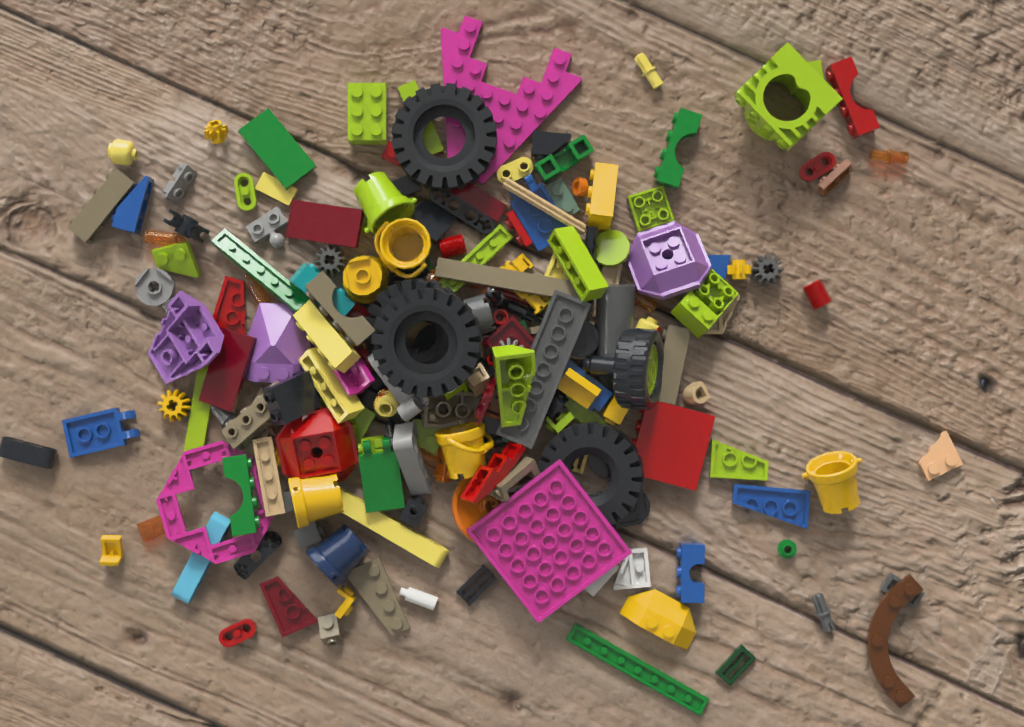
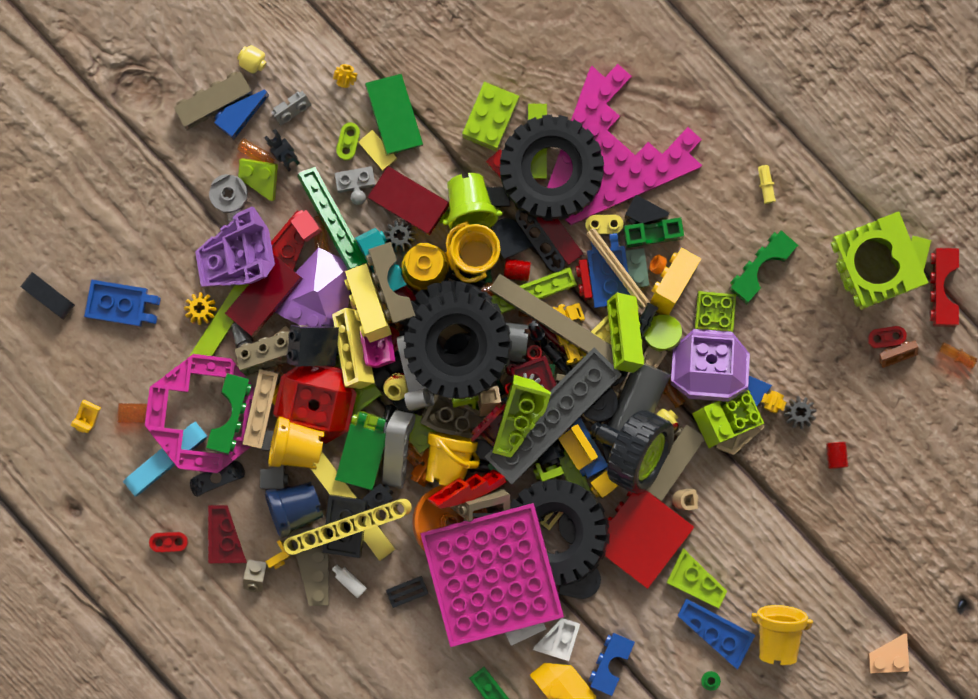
camera: 30 degrees right, 5 degrees down
(238, 287) = (305, 225): none -> coral brick
(393, 551) = (340, 508): none -> black plate
(401, 546) = (338, 526): none -> light yellow beam

